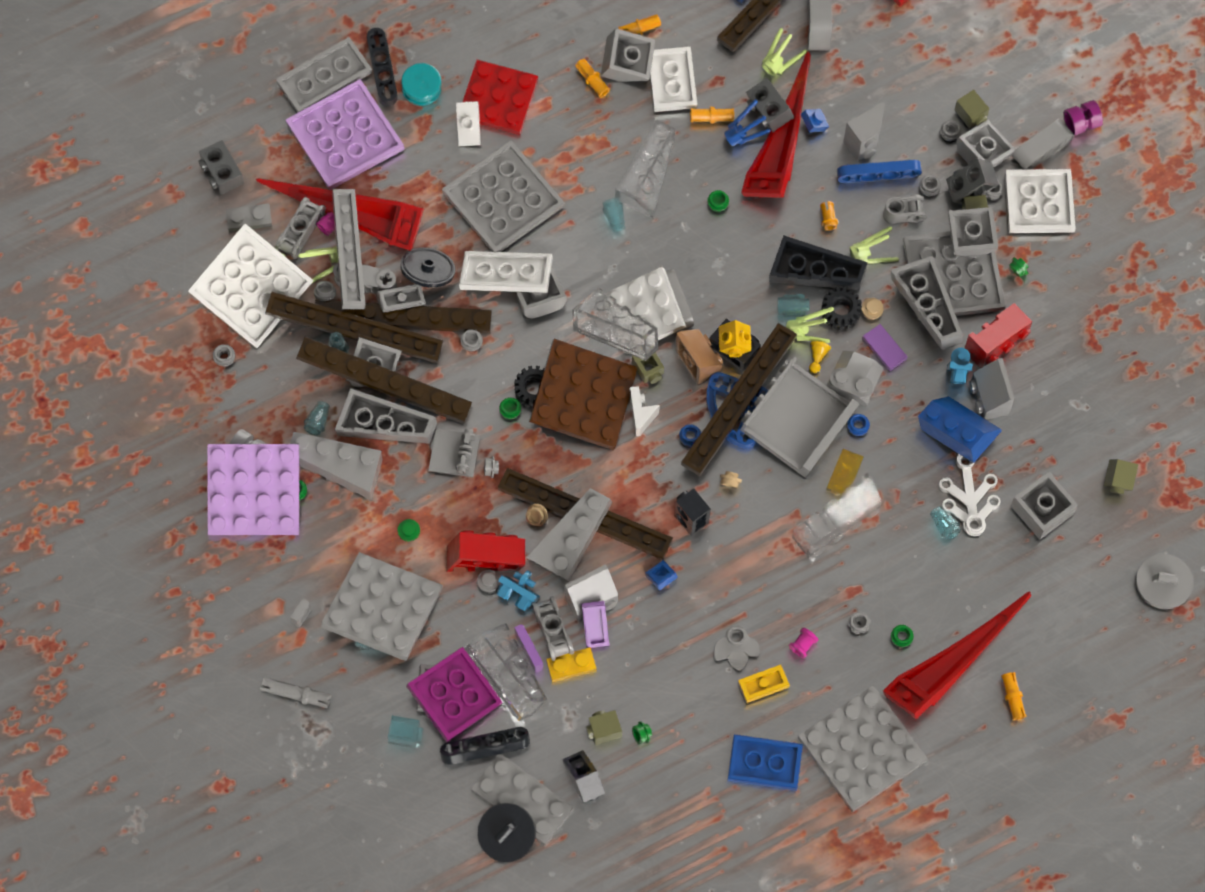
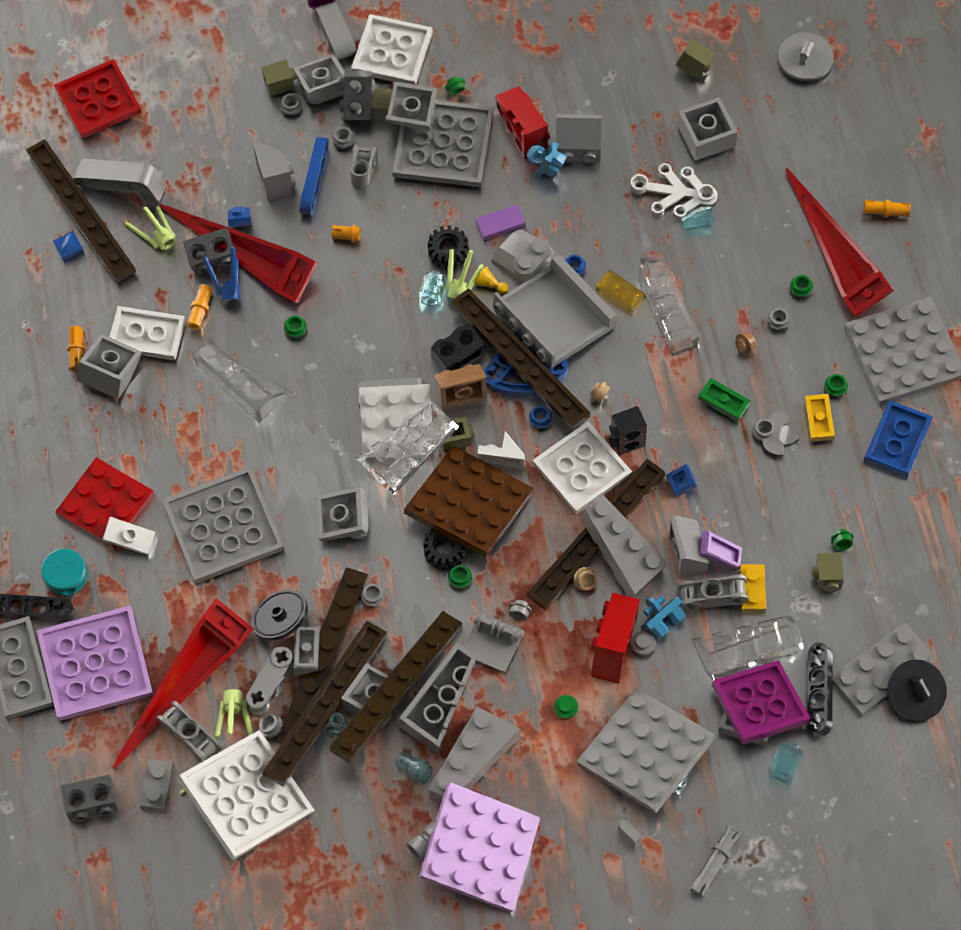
camera: 70 degrees left, 5 degrees down
(224, 349) = (310, 840): light grey plate -> none
(326, 224) = (193, 704): dark pink hose -> none
(348, 249) = (237, 682): light grey plate -> none
(506, 271) = (309, 540): white tile -> none
(529, 648) = (727, 621): medium lavender tile -> none
(584, 776) = (875, 603): black slope -> none
(592, 77) = (116, 407): light orange axle -> none
(614, 213) = (278, 424): clear light blue cone -> none
(648, 484) = (582, 467): none -> white plate
(735, 338) = (461, 339): yellow brick -> none
(756, 592) = (724, 399): none -> green plate
(803, 642) = (787, 371): dark pink bush -> none
(804, 692) = (836, 385): none -> green plate
(815, 266) = (397, 257): black wedge -> none
(822, 597) = (745, 343): none -> medium nougat plate
(862, 251) = (394, 215): yellowish green plant -> none
(872, 308) = (457, 219): tan plate -> none
(928, 298) = (473, 162): light grey wedge -> none
(958, 427) = (608, 178): blue slope -> none

